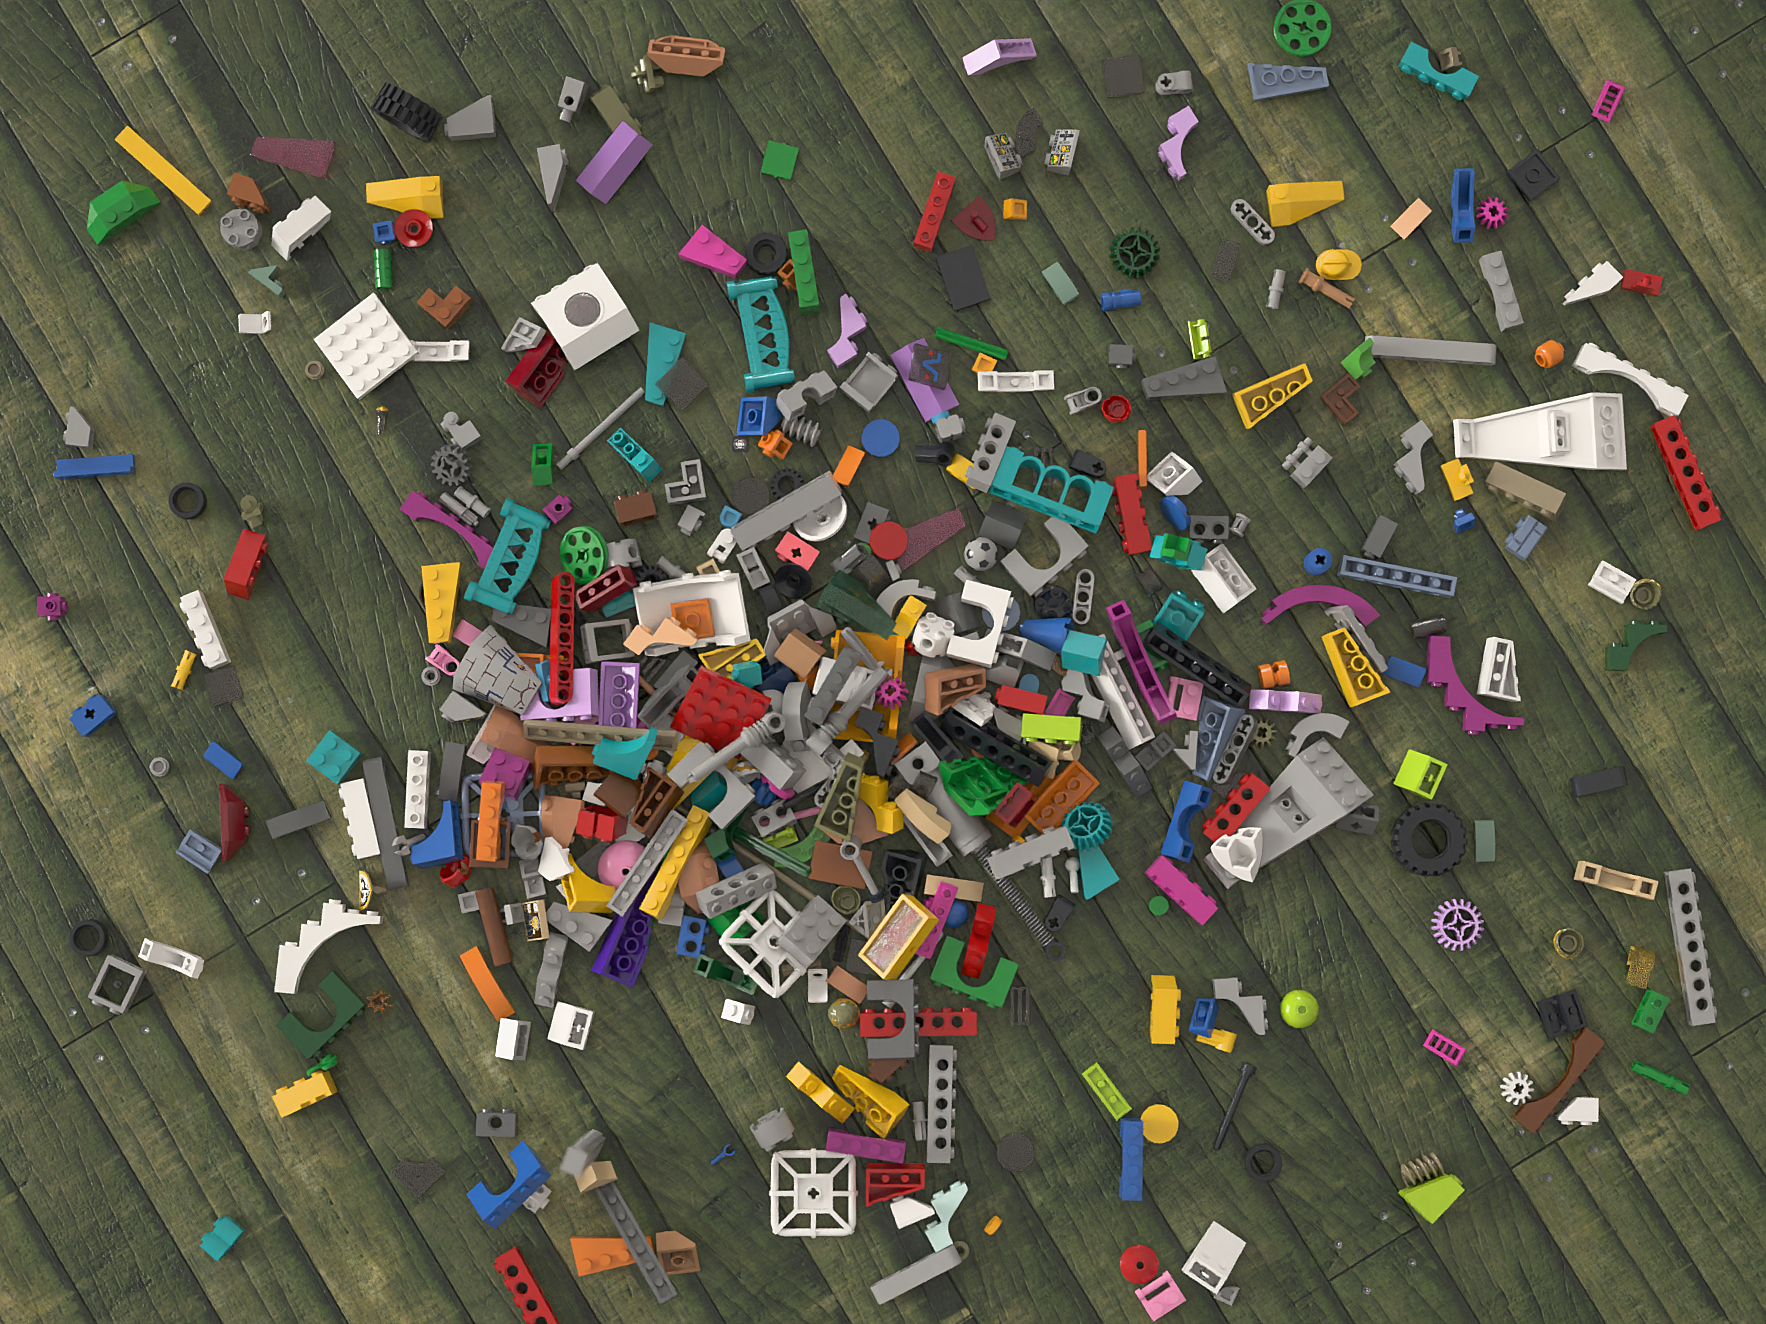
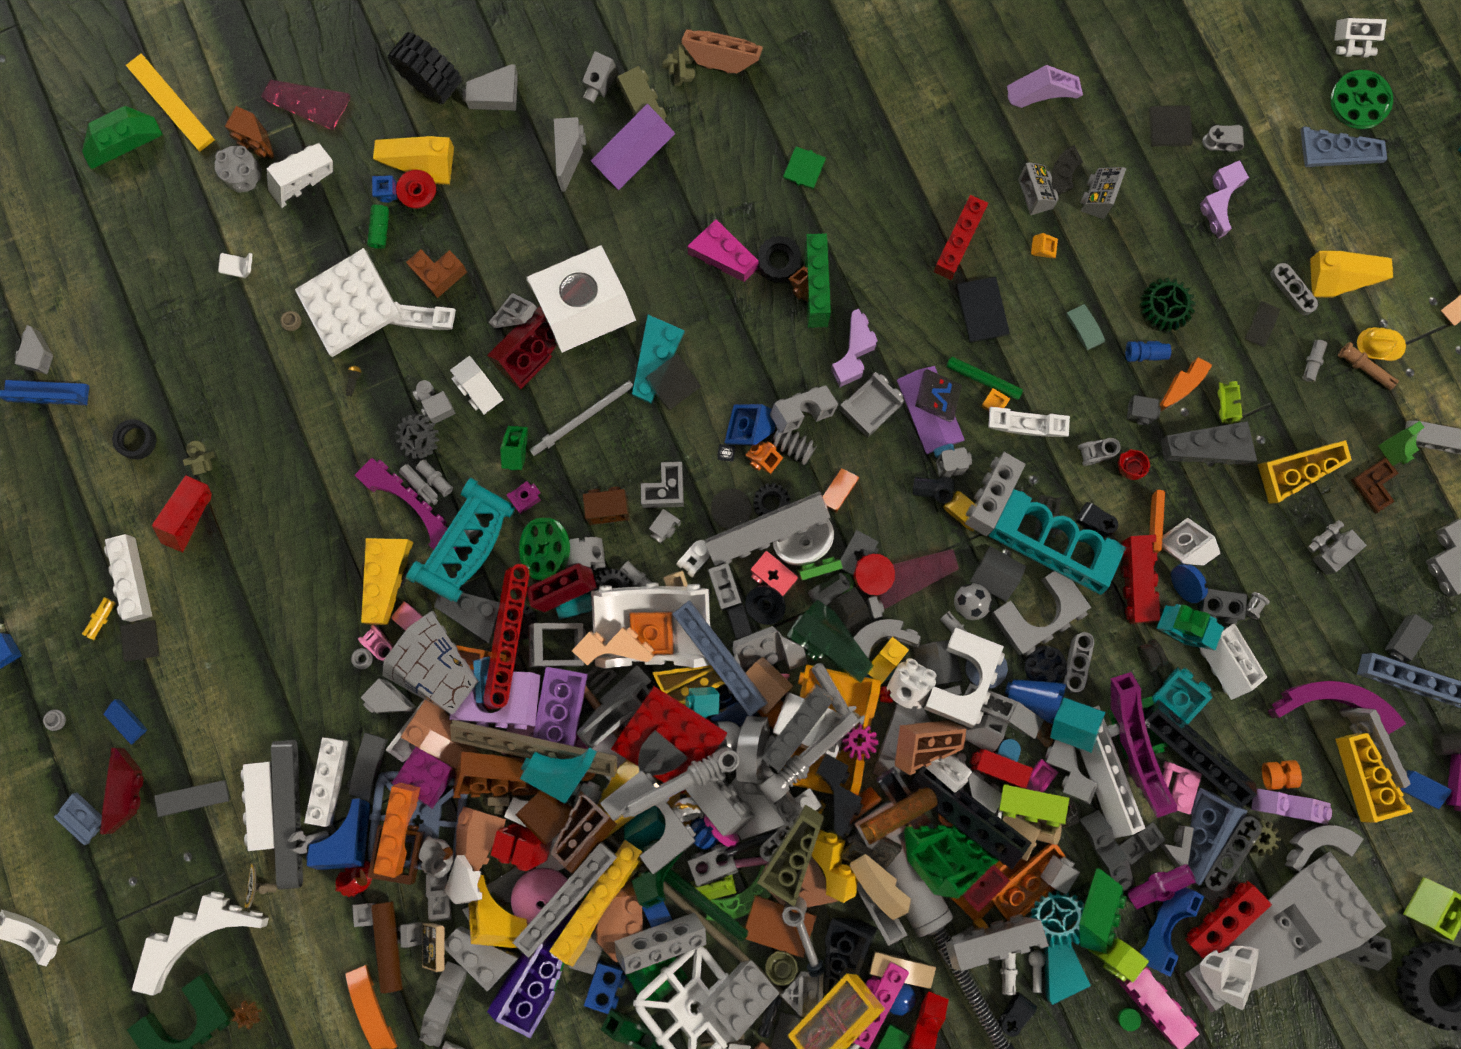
camera: 10 degrees right, 5 degrees down
(265, 276) = (257, 220): sand green slope -> none
(334, 757) = (243, 734): teal brick -> none
(498, 409) = (473, 381): none -> white brick
(634, 455) = (614, 450): teal slope -> none
(714, 727) = (659, 755): none -> dark grey shield
(729, 517) = (705, 528): dark azure tile -> none
(756, 633) = (719, 658): none -> sand blue tile
(762, 374) = (760, 382): teal piece -> none
(833, 543) = (811, 570): none -> bright green plate
(880, 438) = (876, 465): blue tile -> none
(932, 751) = (898, 815): none -> clear orange brick
(976, 220) = (1002, 253): dark red shield -> none
(1083, 786) = (1060, 873): none -> light grey brick
(1120, 814) = (1101, 913): none -> green slope
(1136, 848) = (1122, 961): none -> lime wedge
(1157, 326) = (1185, 382): none -> orange slope
(1174, 785) = (1161, 886): none -> magenta piece
(1325, 561) = (1341, 656): blue piece -> none

